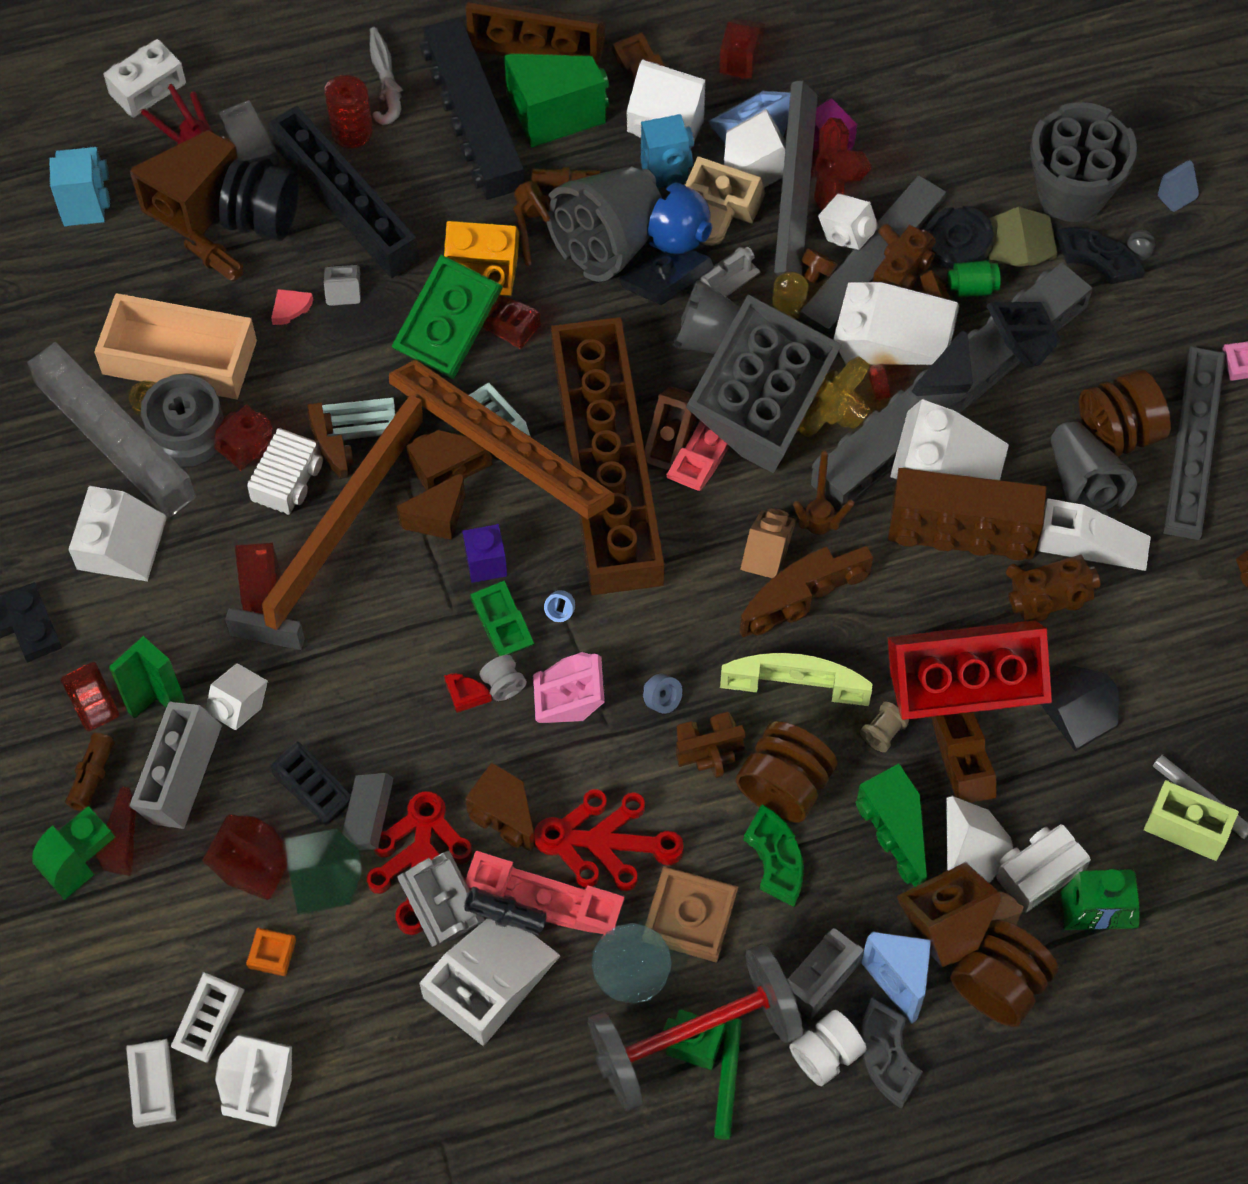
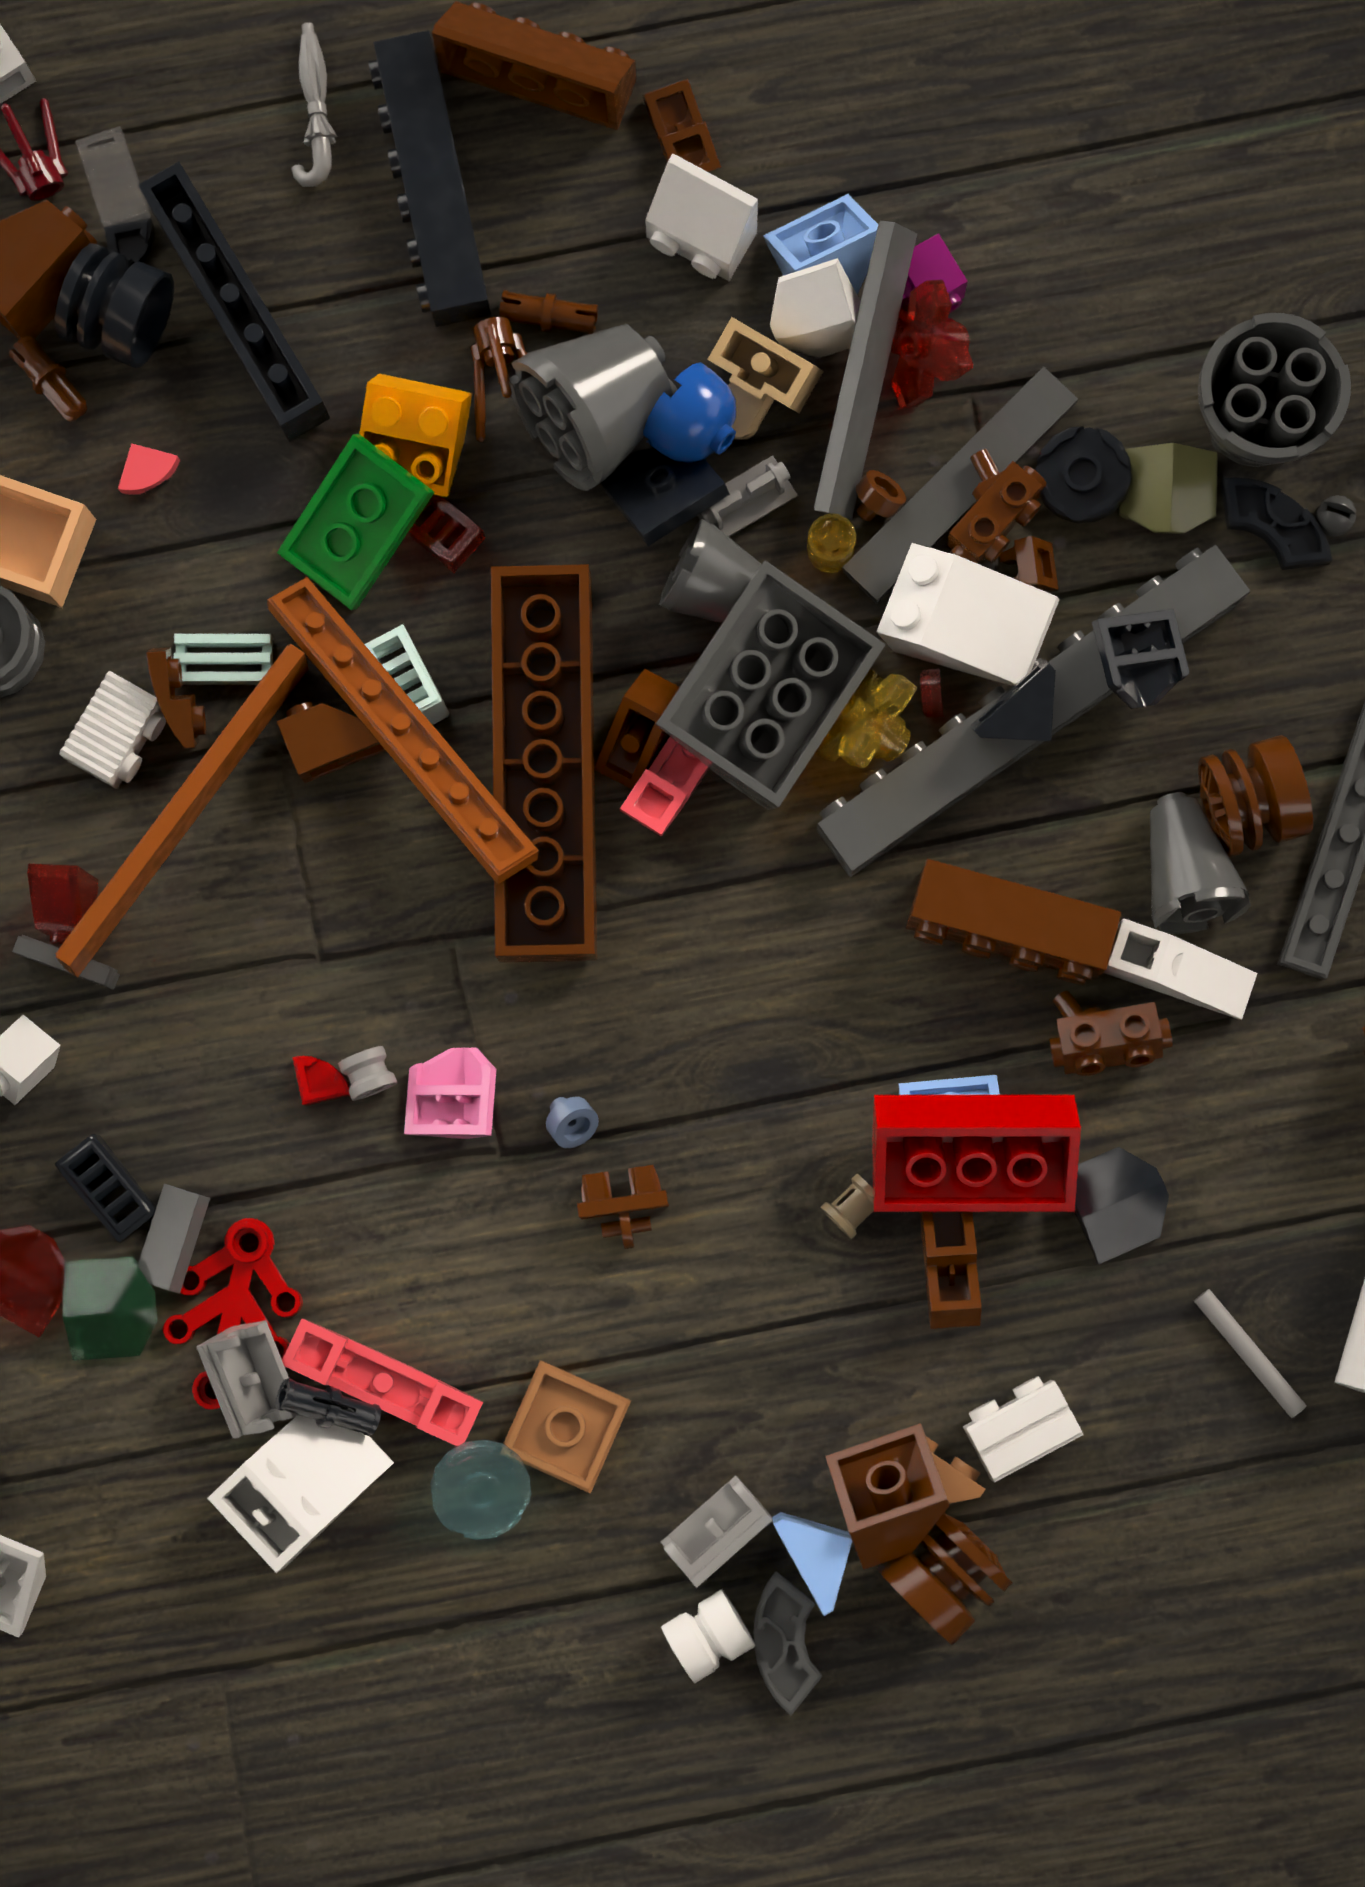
camera: 15 degrees right, 20 degrees up
(243, 436) = (63, 691): clear red brick -> none
(271, 951) = (35, 1407): orange tile -> none
(342, 285) = (221, 442): light grey slope -> none
(349, 111) = (253, 172): clear red piece -> none
(434, 510) = (309, 814): reddish brown slope -> none
(485, 553) = (364, 890): dark purple brick -> none
(501, 619) = (377, 985): green slope -> none
(502, 804) = (348, 1253): reddish brown slope -> none
(552, 603) = (451, 986): light blue hinge -> none
(555, 94) = (549, 180): green slope -> none
(603, 840) = (466, 1314): red plant -> none
(667, 149) = (692, 295): dark azure brick -> none
(696, 1051) = (563, 1591): green brick -> none
(728, 1079) = (581, 1650): green bar -> none
(740, 47) = (827, 116): clear red slope -> none
(768, 543) = (743, 921): medium nougat slope -> none
(772, 994) = (439, 1628): dark grey piece -> none
(779, 855) = (690, 1359): green tile -> none
(787, 771) = (713, 1263): reddish brown wheel -> none
(790, 592) = (757, 1000): reddish brown slope -> none
(798, 669) = (689, 1106): yellowish green slope -> none
(820, 513) = (819, 883): reddish brown plant -> none
(848, 221) = (930, 437): white brick -> none
(896, 813) = (850, 1334): green slope -> none
(948, 444) = (1004, 828): white slope -> none
(974, 278) = (1091, 546): green brick -> none
(975, 838) = (942, 1380): white slope -> none
(1105, 900) = (1086, 1489): green torso -> none
(1191, 820) = (1225, 1396): yellowish green brick -> none

